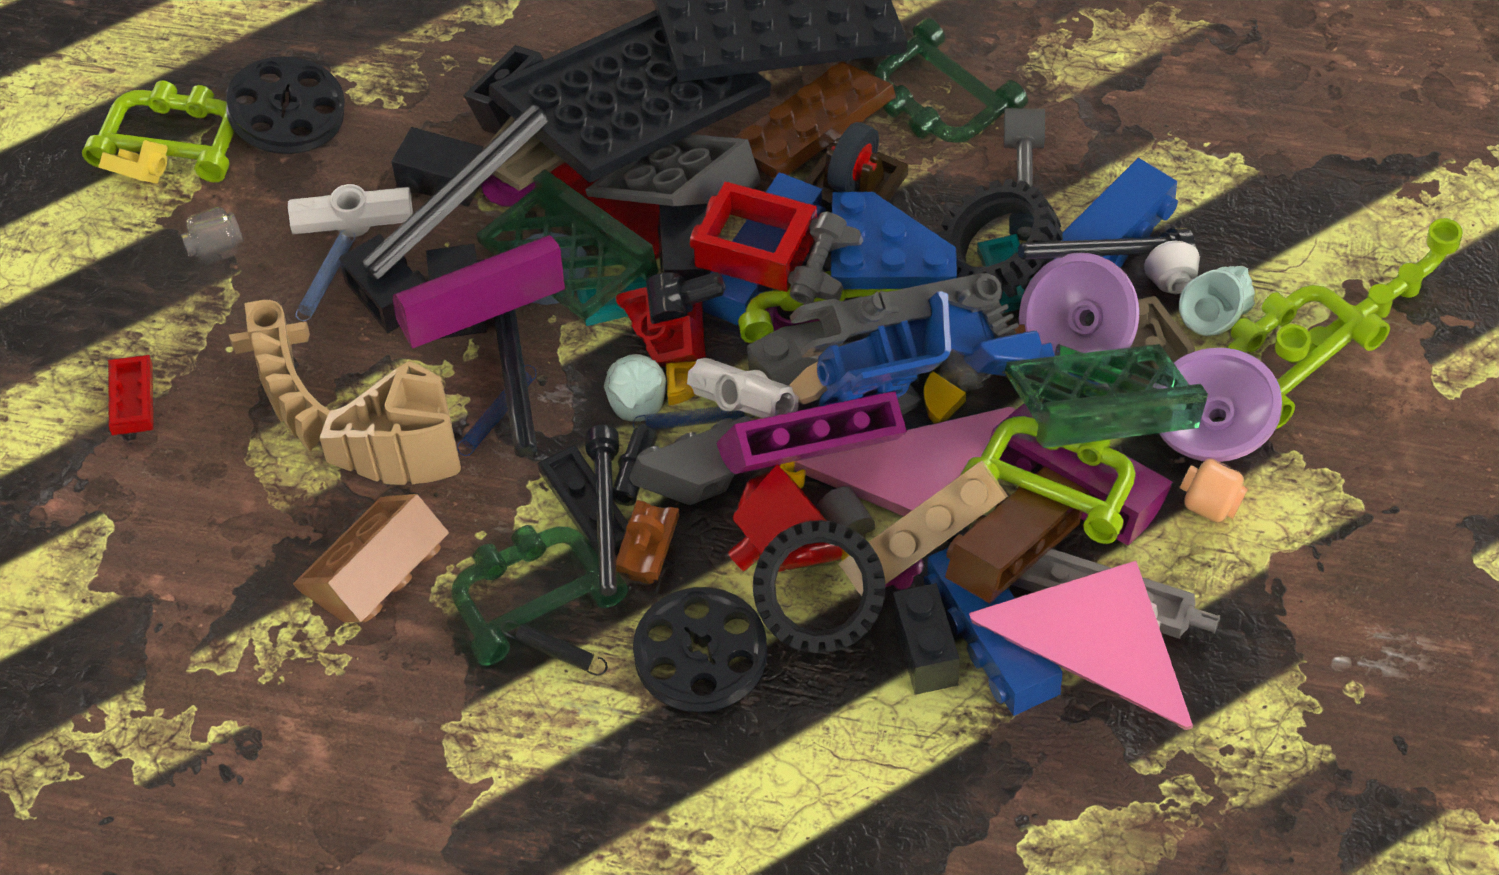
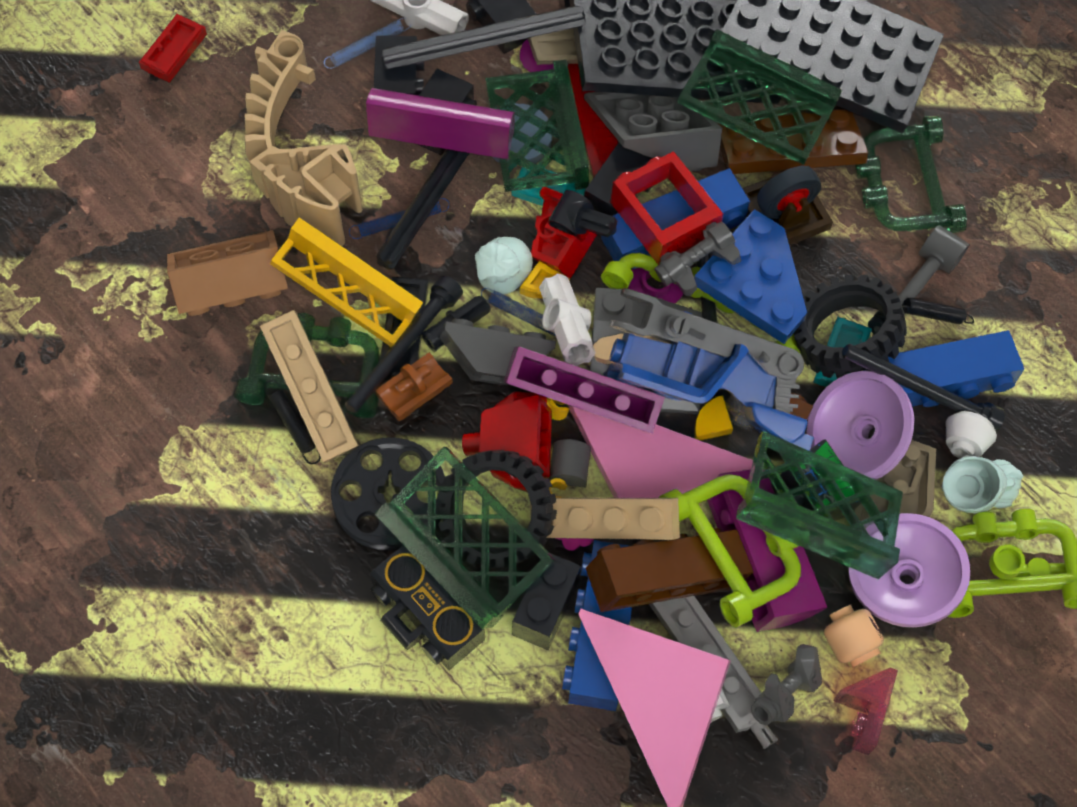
camera: 30 degrees right, 10 degrees up
(509, 471) = (354, 272): none -> yellow fence
(549, 600) = (309, 386): none -> tan plate
(756, 69) = (770, 77): none -> clear green fence
(808, 664) = (448, 567): none -> clear green fence
(821, 718) = (439, 619): none -> black piece
(1064, 182) = (935, 311): none -> black piece
(1196, 552) = (777, 701): none -> dark grey piece
(1274, 534) = (872, 699): none -> clear pink slope

